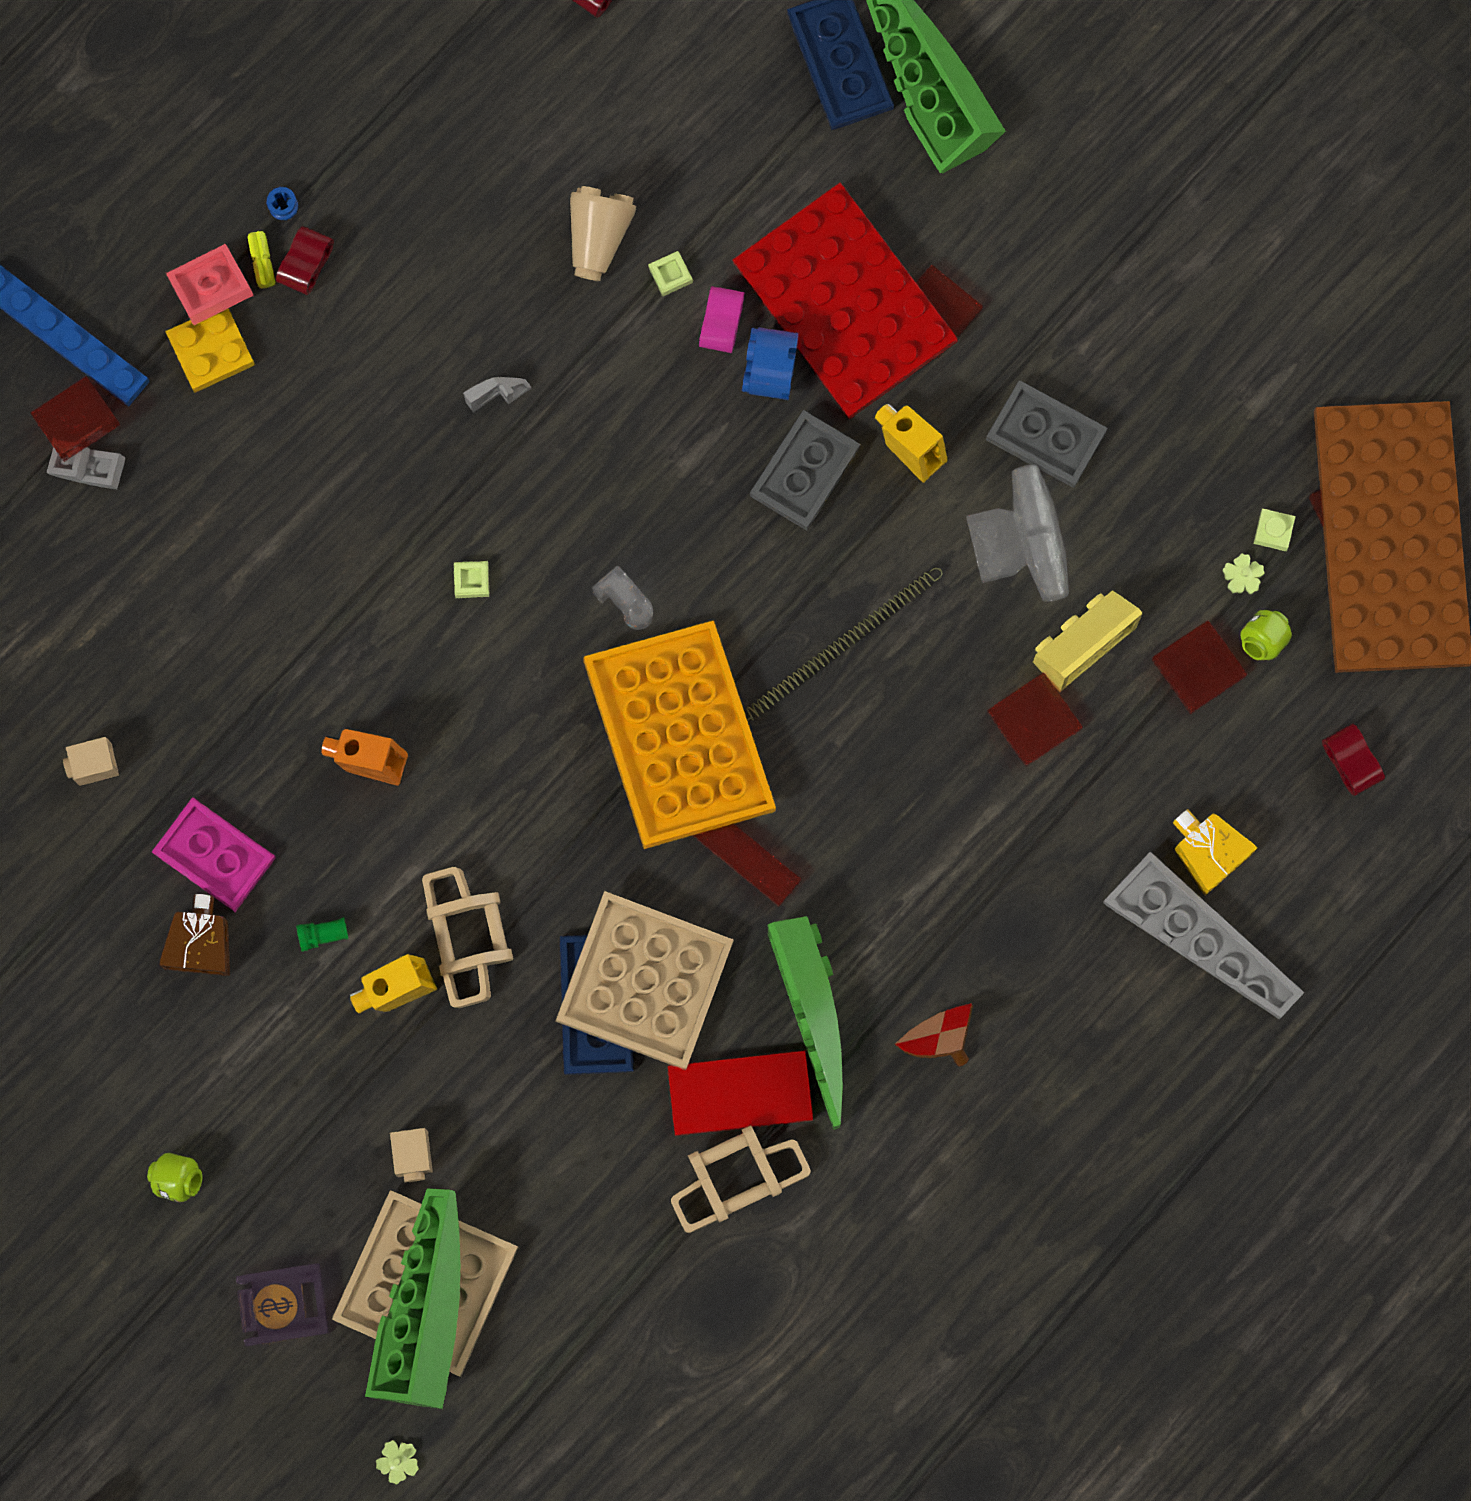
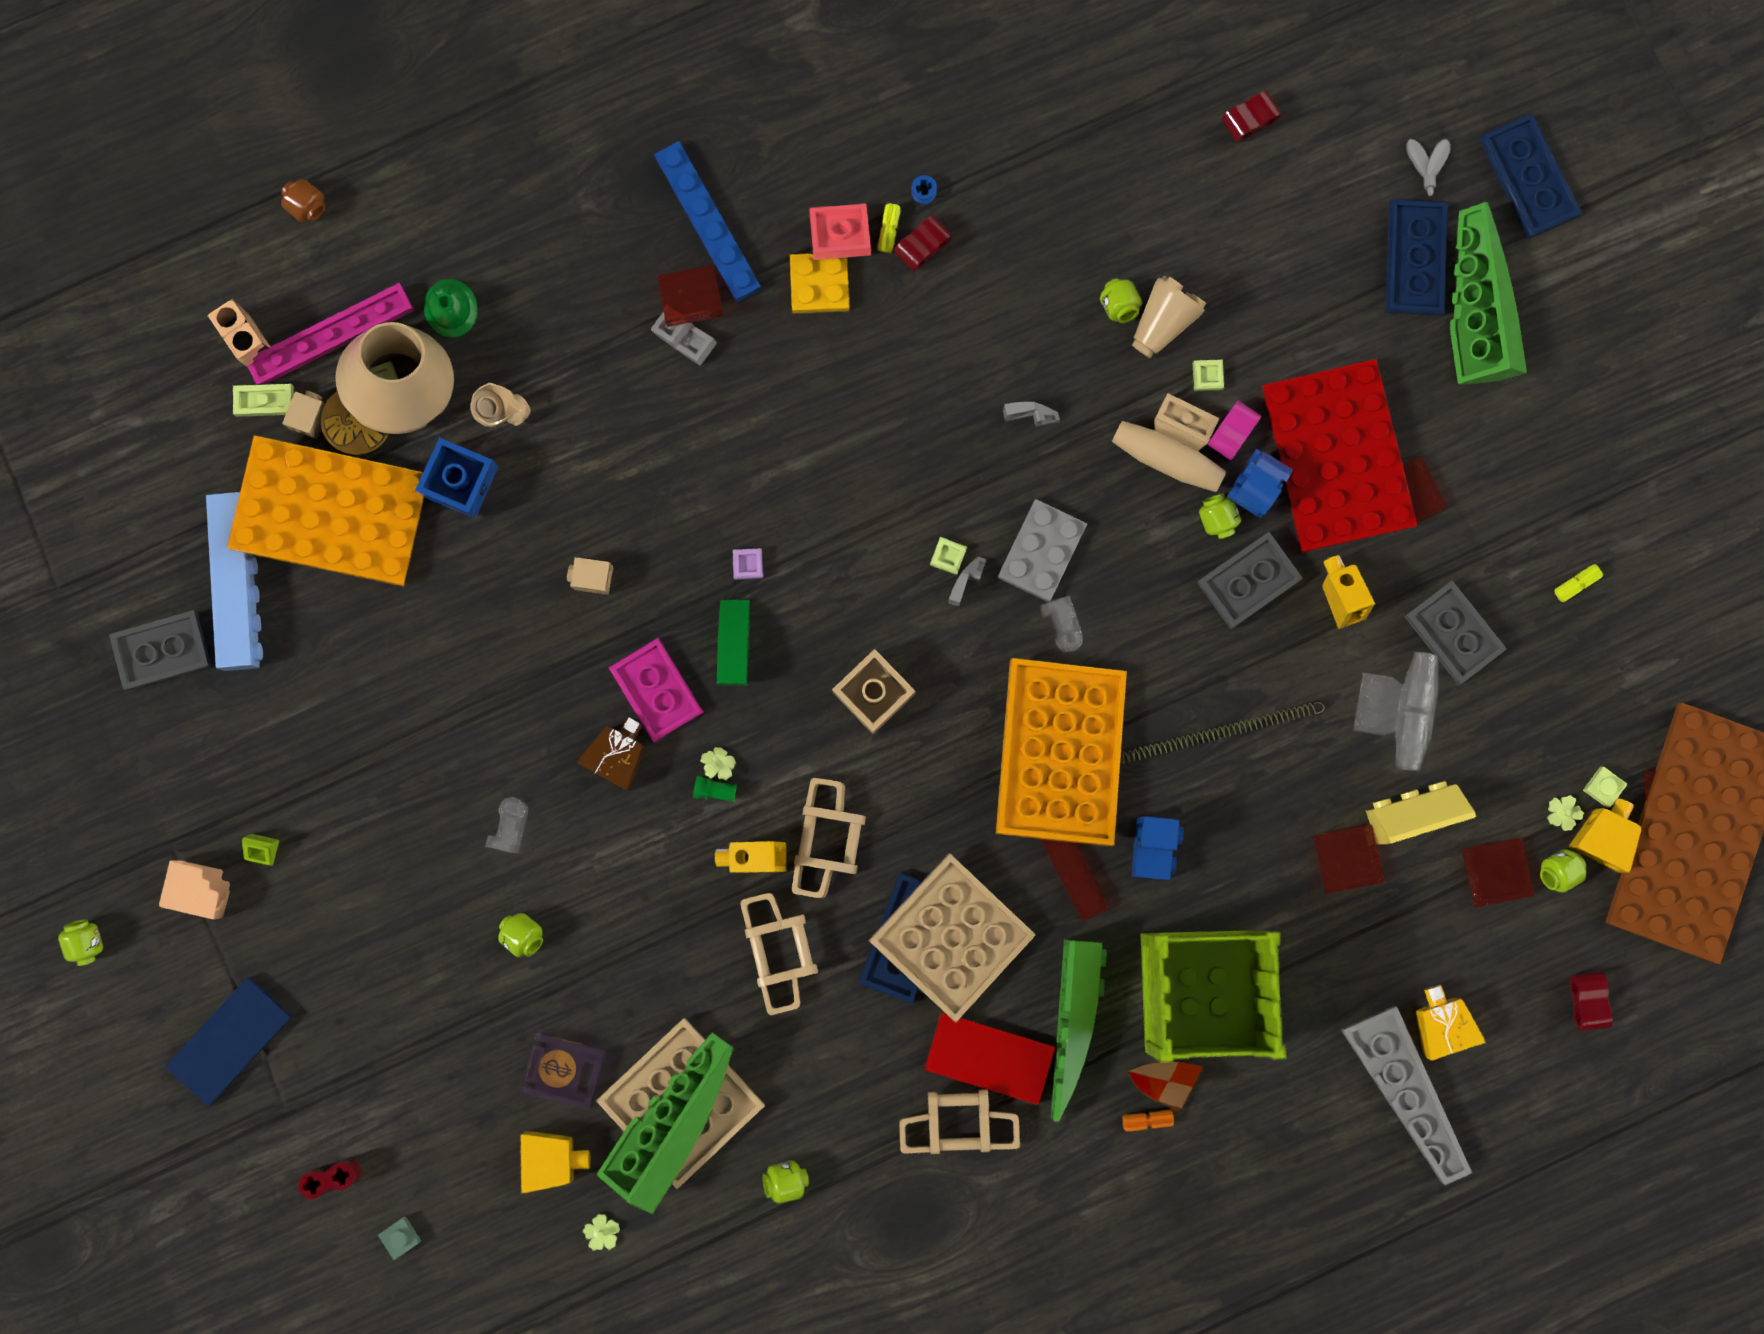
camera: 20 degrees right, 5 degrees up
(115, 1065) = (511, 826): none -> clear leg
(257, 678) = (747, 564): none -> lavender tile
(277, 768) = (733, 643): none -> green slope
(308, 1406) = (549, 1160): none -> yellow torso
(314, 903) = (718, 763): none -> yellowish green plant
(367, 755) = (813, 669): orange torso -> none
(411, 1154) = (711, 996): tan brick -> none
(430, 1067) = (765, 977): none -> tan bar
(450, 755) = (873, 691): none -> tan brick
(503, 586) = (971, 572): none -> light grey slope
(543, 233) = (1121, 300): none -> lime head
(570, 531) = (1042, 550): none -> light grey plate
(574, 1318) = (785, 1182): none -> lime head
(664, 359) = (1175, 443): none -> tan plate
(744, 415) = (1219, 516): none -> lime head
(820, 791) = (1154, 847): none -> blue brick
(941, 917) = (1211, 994): none -> lime container
(944, 1083) = (1141, 1121): none -> orange piece
(1158, 324) = (1581, 580): none -> neon yellow piece
(1299, 579) = (1609, 837): none -> yellow torso

